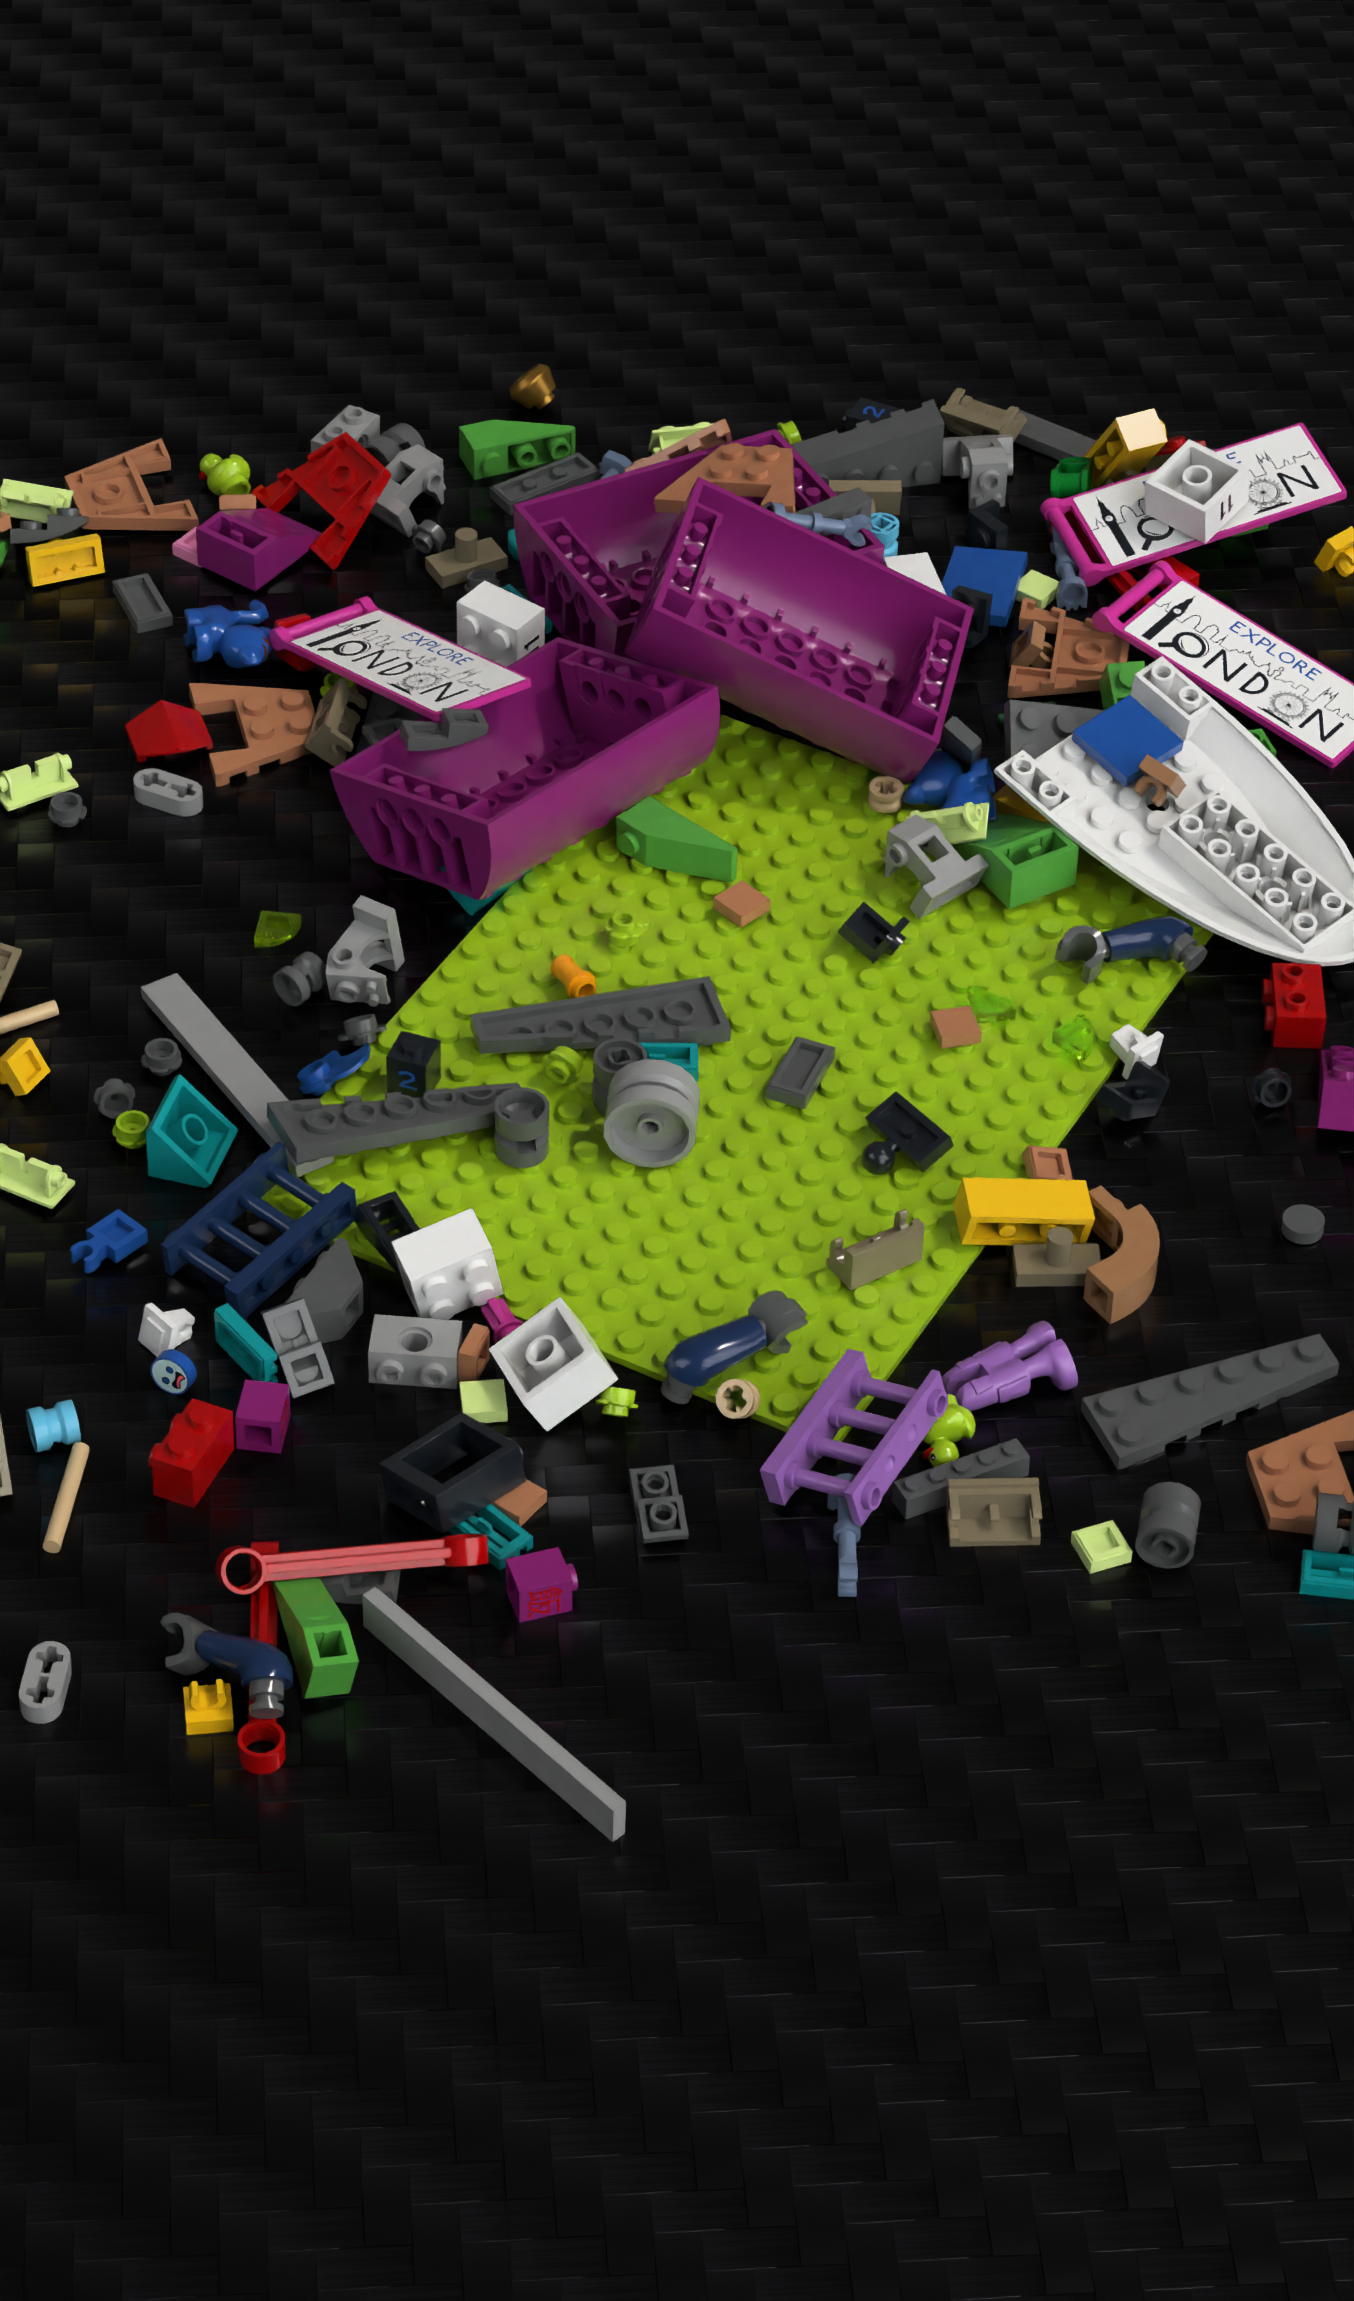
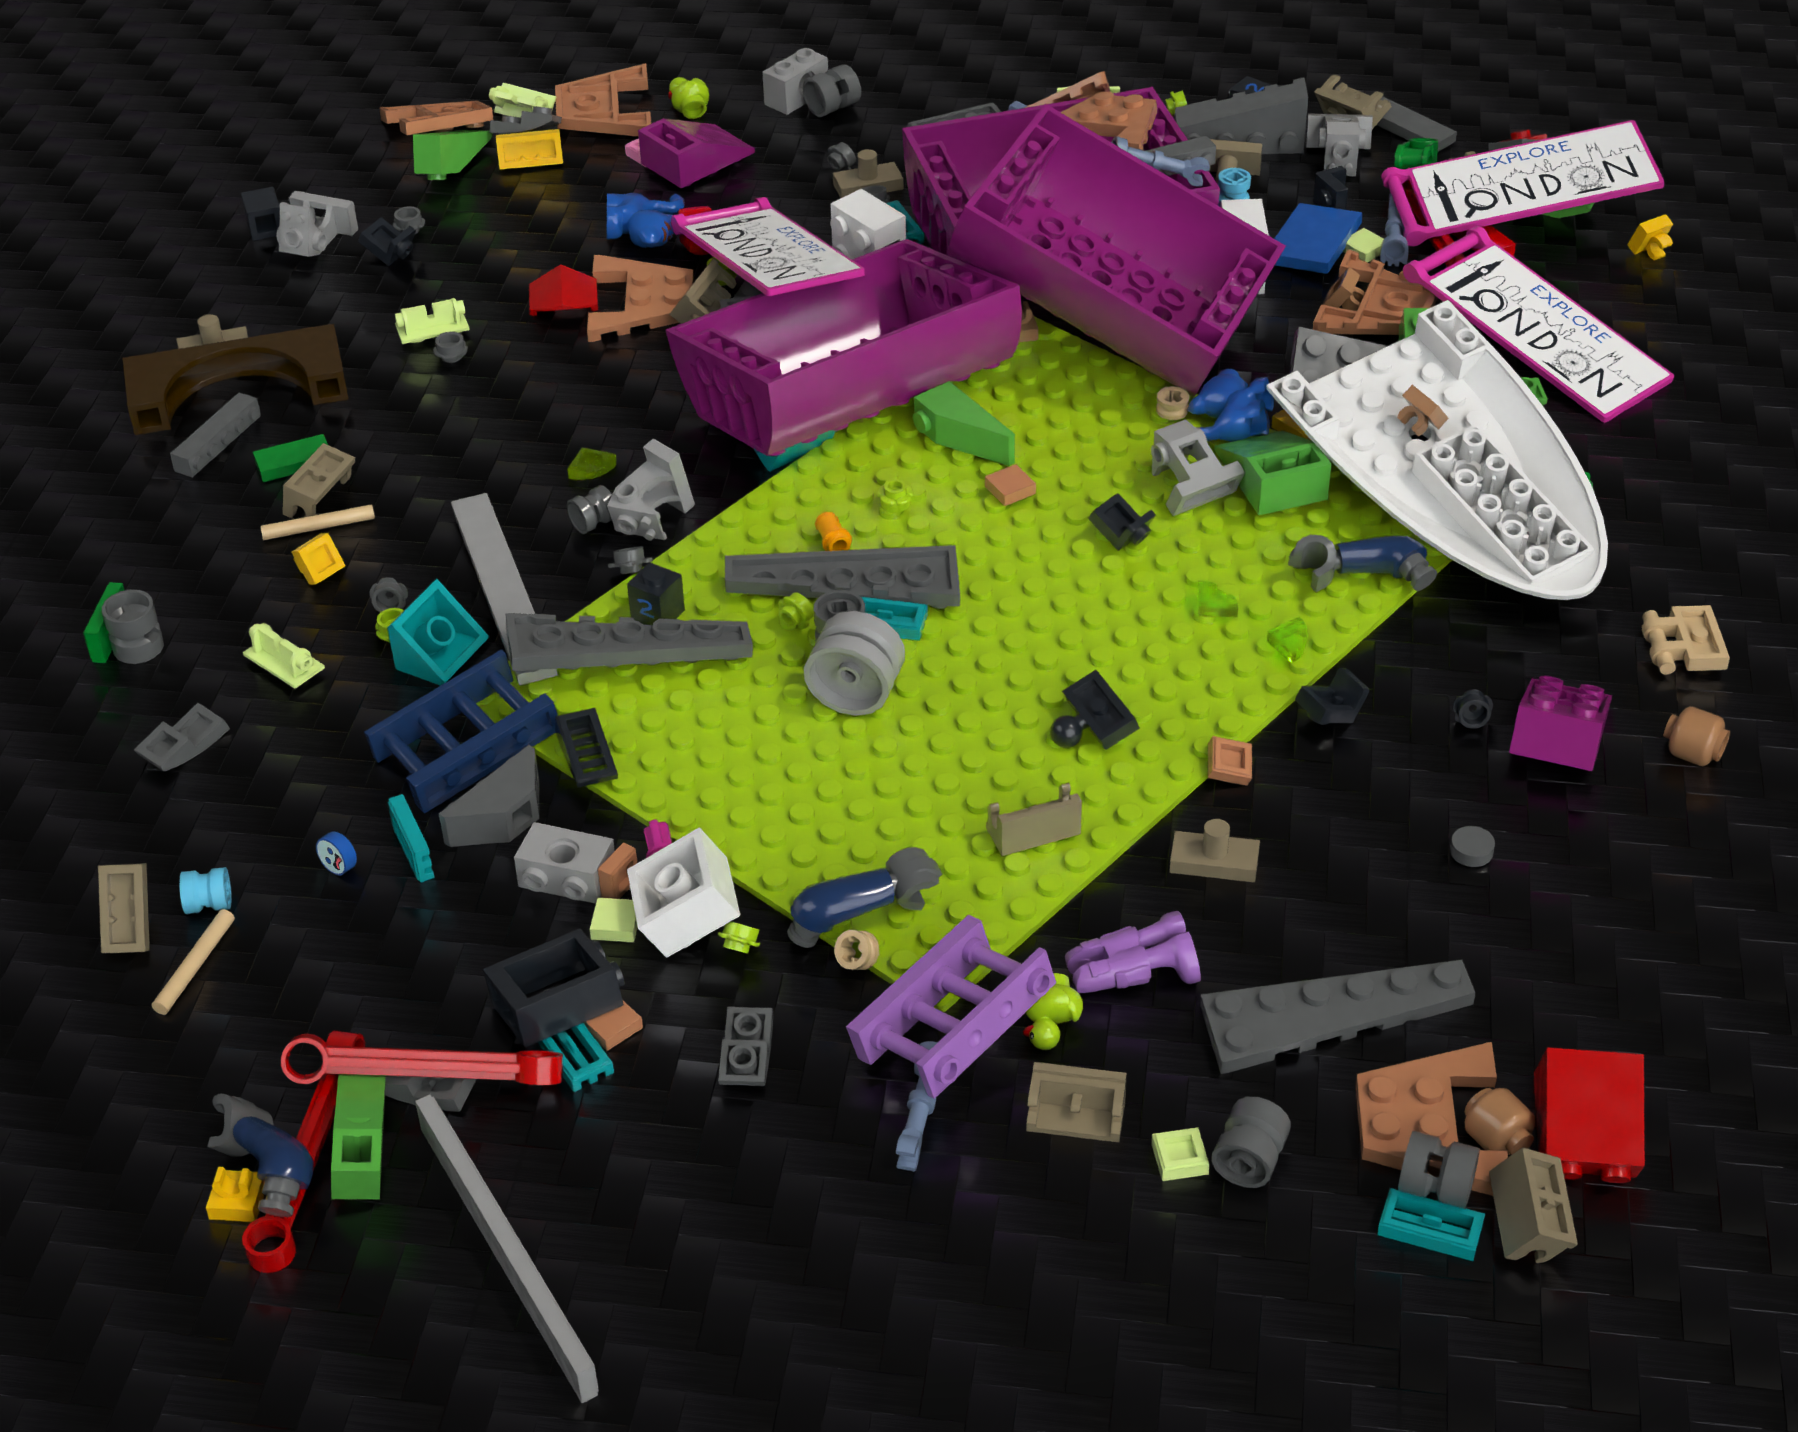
camera: 15 degrees right, 0 degrees up
(54, 1683) = (100, 1147): light grey beam -> none
(111, 1238) = (330, 721): blue plate -> none
(142, 603) = (583, 189): dark grey tile -> none
(161, 1056) = (445, 564): dark grey plate -> none
(164, 1329) = (347, 811): white brick -> none
(168, 792) = (543, 341): light grey beam -> none
(192, 1452) = (319, 934): red brick -> none
(237, 502) = (690, 115): nougat tile -> none
(262, 1416) = (400, 907): magenta brick -> none
(297, 1347) = (455, 845): slope -> none
(322, 1073) = (577, 595): blue plate -> none
(339, 479) = (776, 109): red wing -> none
(423, 474) = (826, 111): light grey tile -> none
(448, 1266) = (613, 785): white brick -> none
(454, 729) = (782, 303): dark grey slope -> none
(511, 446) = (937, 92): bright green slope -> none
(521, 1127) = (733, 663): dark grey wheel -> none
(534, 387) = (970, 49): pearl gold cone -> none
(540, 1584) = (599, 1113): magenta brick -> none
(800, 1072) = (1016, 642): dark grey tile -> none
(929, 1488) = (1014, 1068): dark grey piece -> none
(955, 1027) = (1176, 617): nougat tile -> none
(959, 823) = (1225, 431): yellowish green hinge -> none
(961, 742) = (1244, 359): dark grey tile -> none
(981, 615) = (1295, 261): black bracket -> none
(1021, 1210) = (1188, 797): yellow brick -> none
(1123, 737) = (1396, 366): blue tile -> none
(1126, 446) = (1470, 127): yellow brick -> none
(1128, 1276) = (1283, 874): medium nougat arch -> none
(1135, 1046) = (1345, 653): white brick -> none
(1197, 491) = (1522, 168): white brick -> none
(1295, 1005) = (1514, 633): red brick -> none

